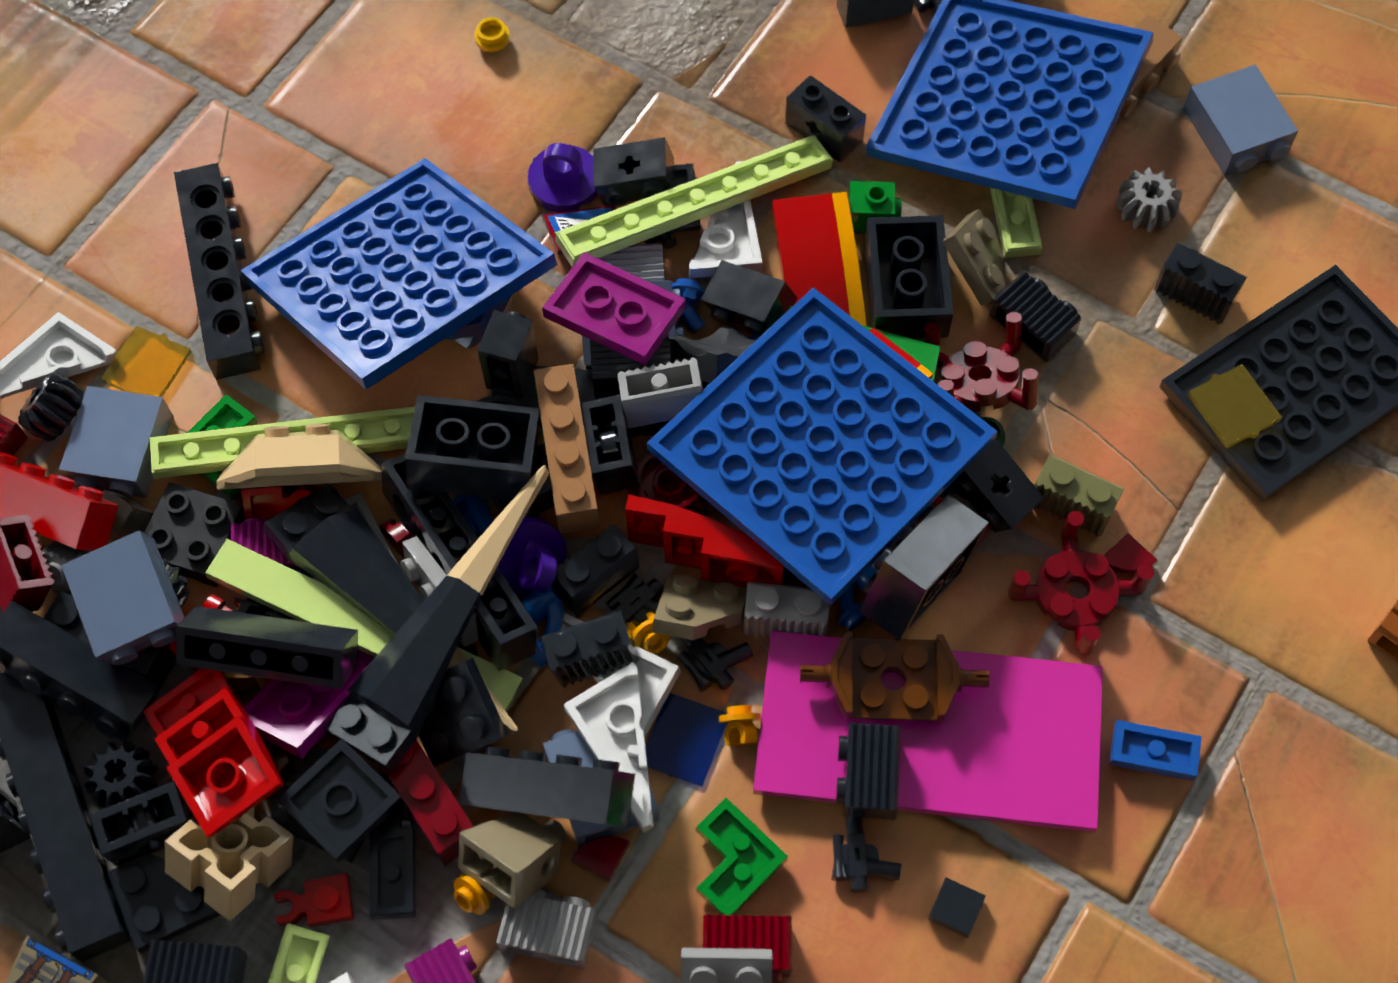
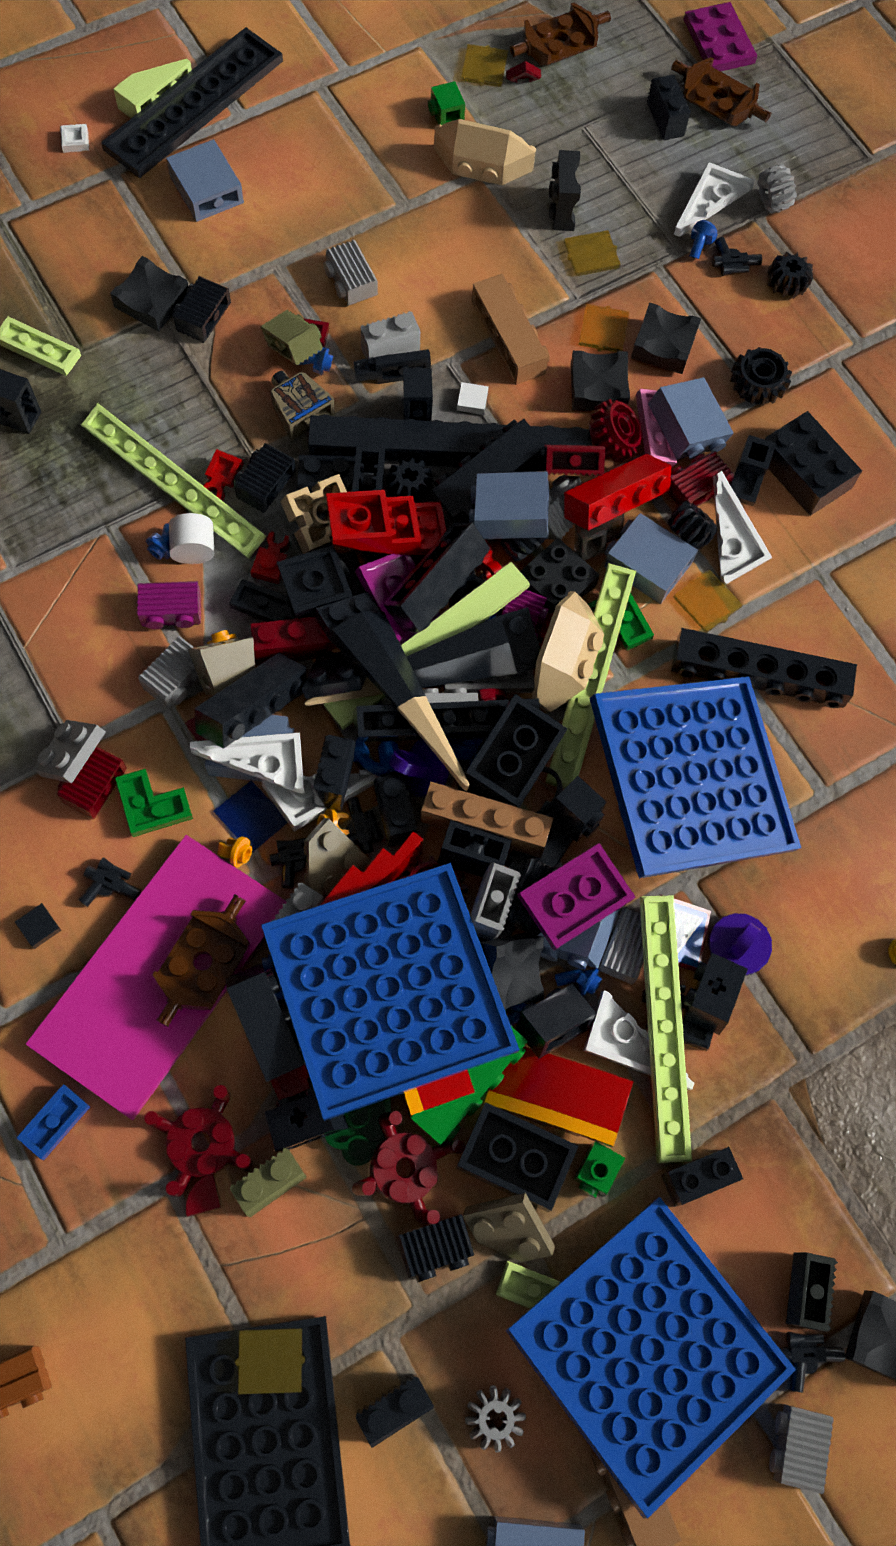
camera: 110 degrees right, 5 degrees up
(870, 771) = (147, 908): black brick -> none

